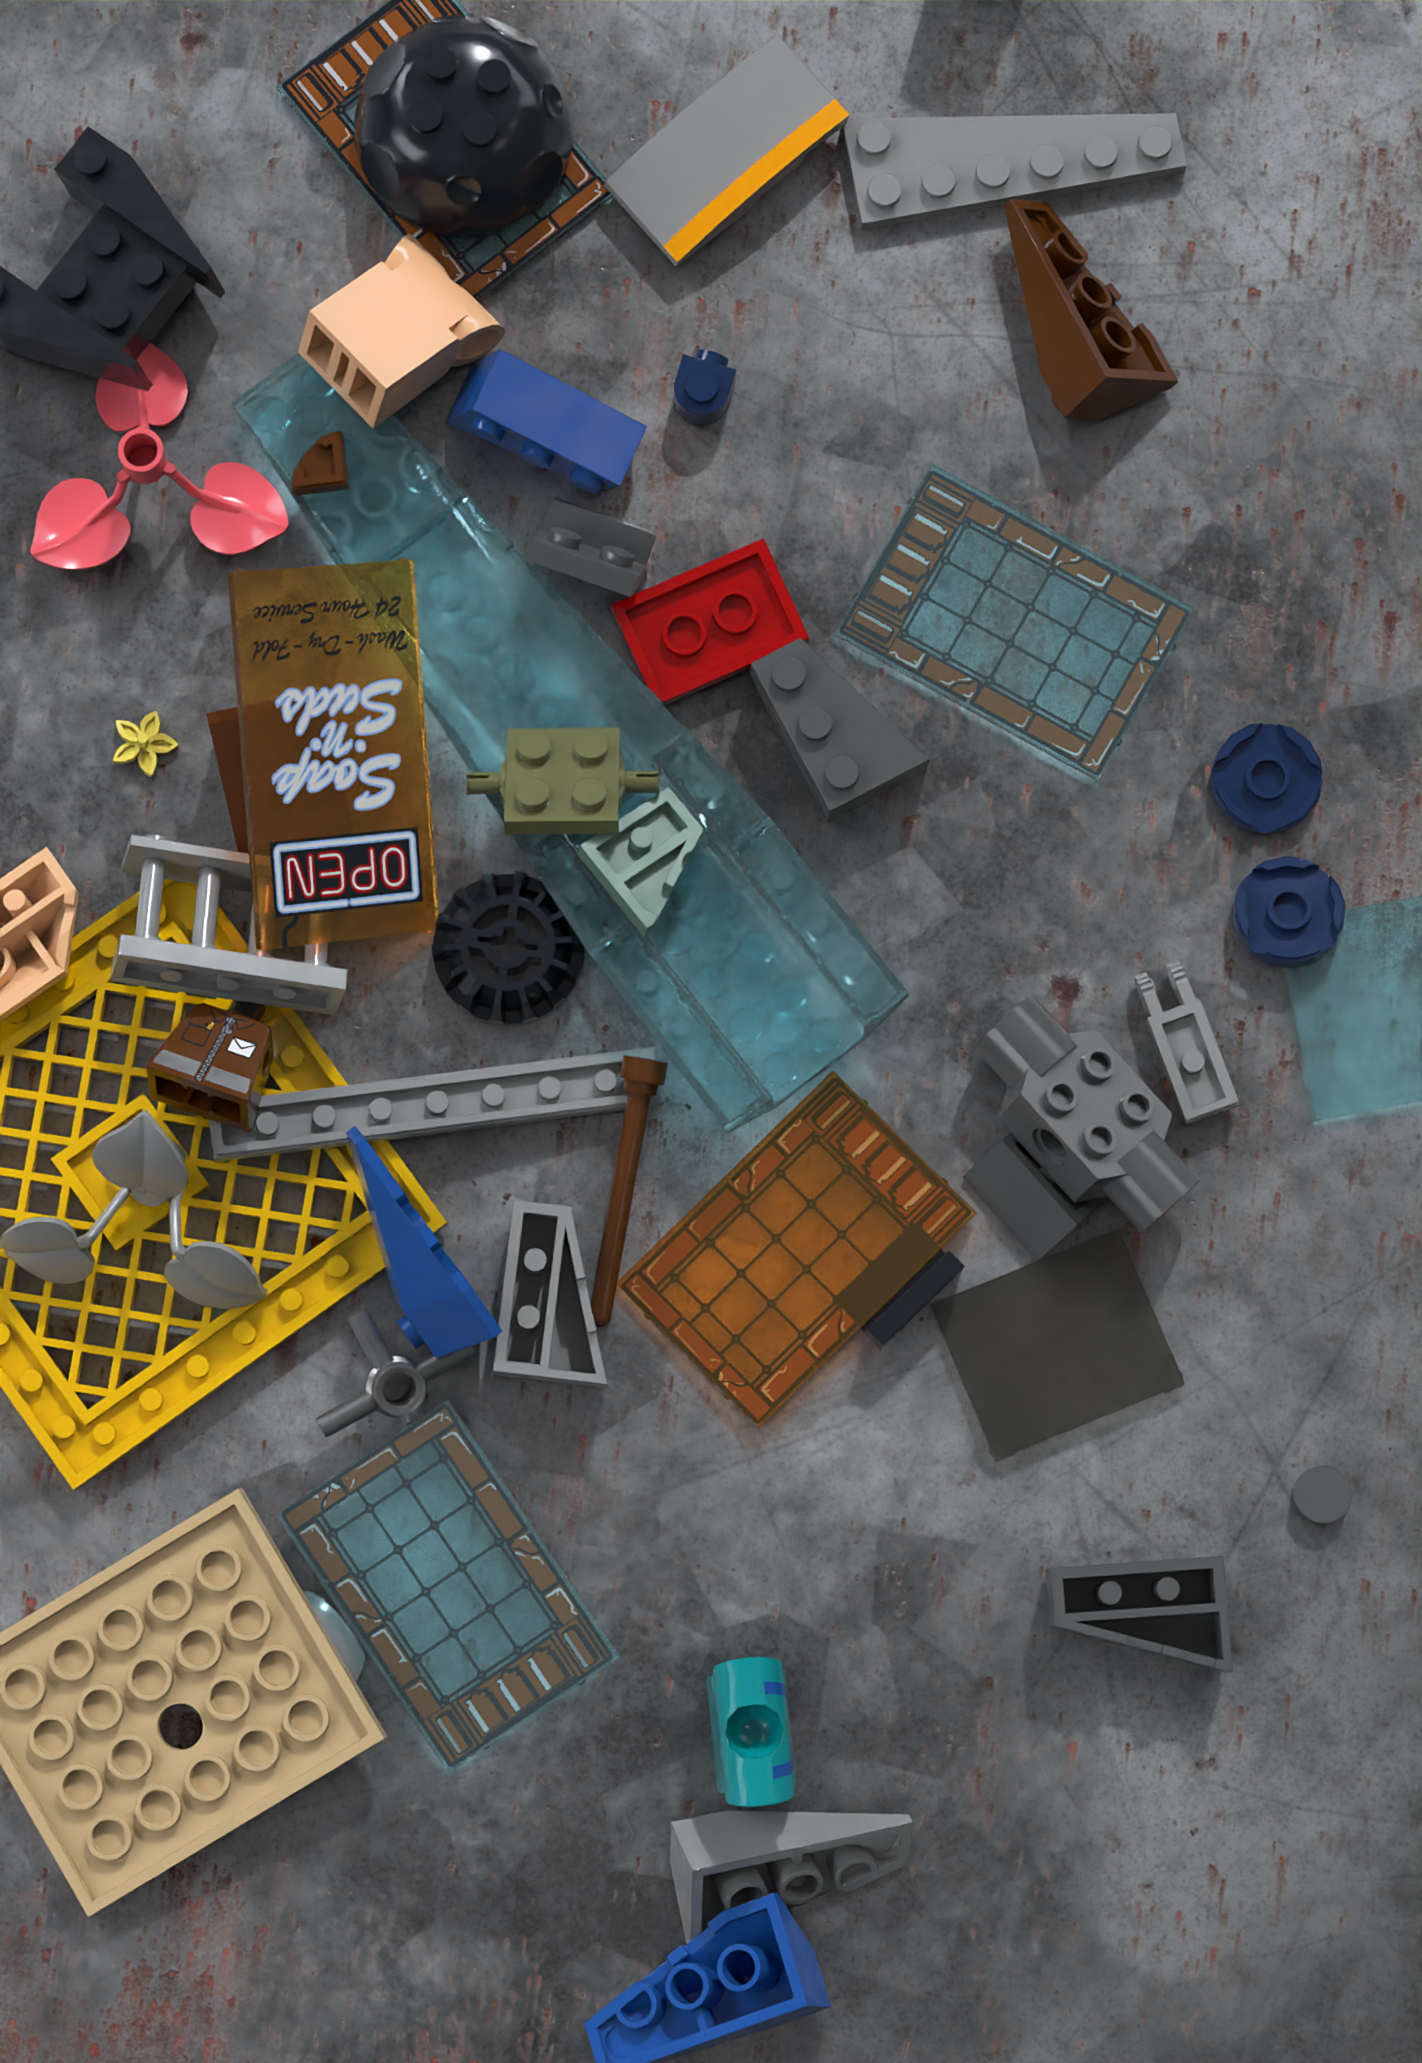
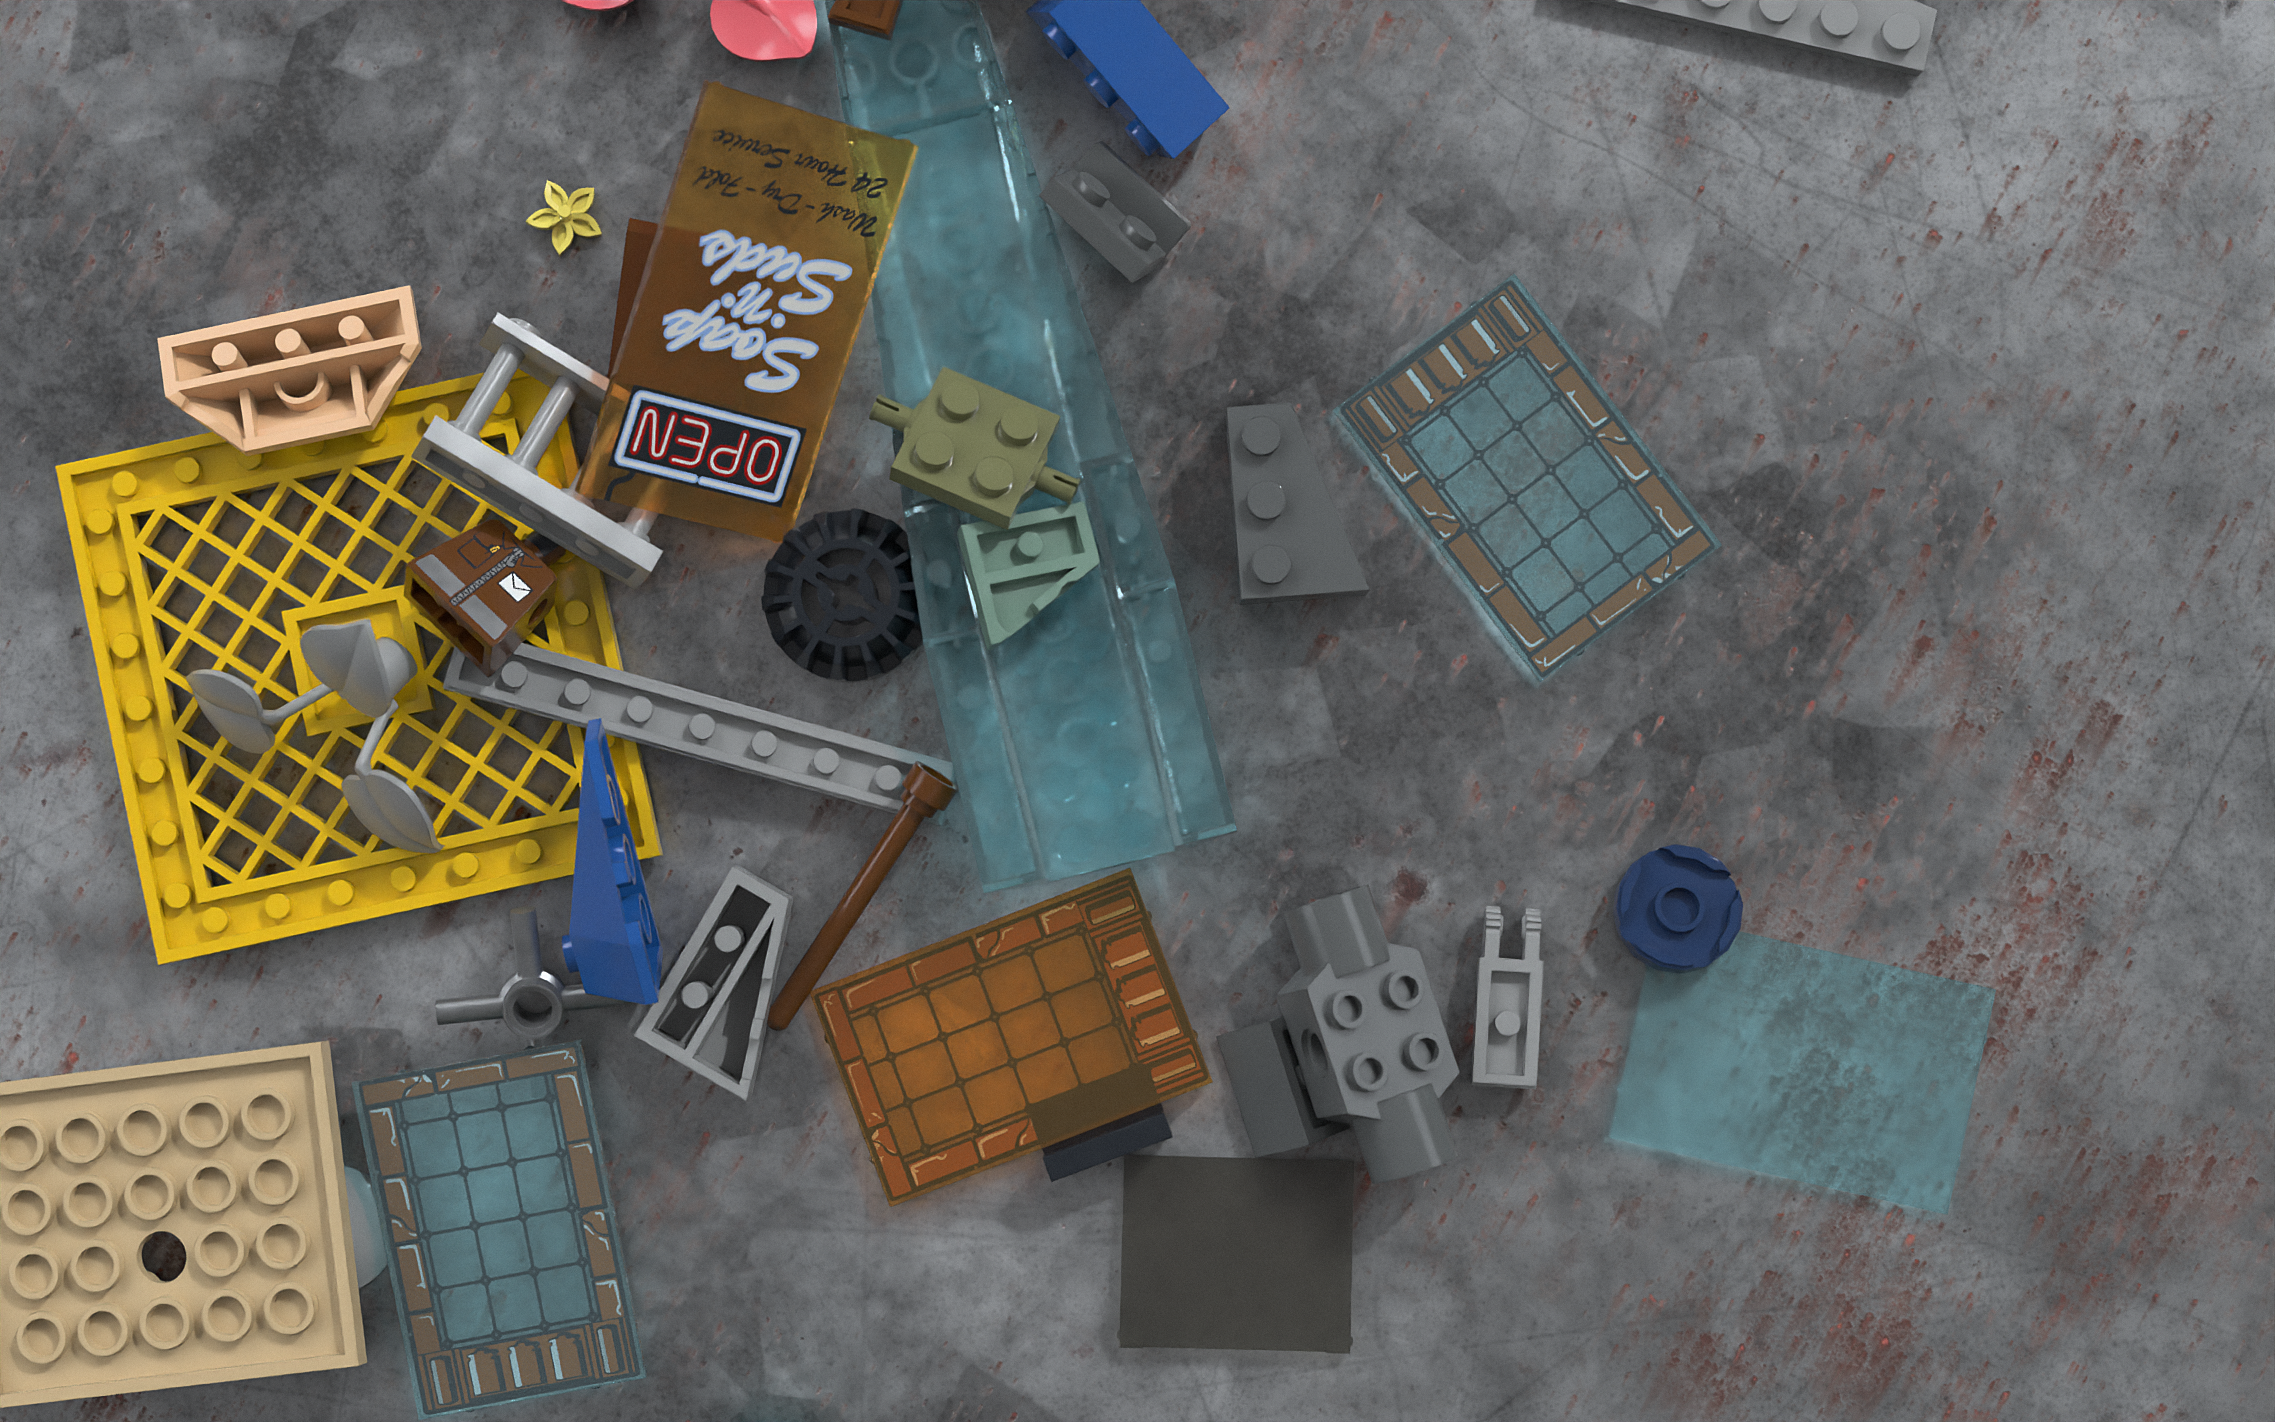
camera: 30 degrees right, 5 degrees up
(703, 387) = (1309, 90): dark blue plate -> none
(708, 622) = (1206, 343): red plate -> none
(1080, 336) = (1730, 206): reddish brown wedge -> none
(1266, 778) = (1717, 757): dark blue tile -> none

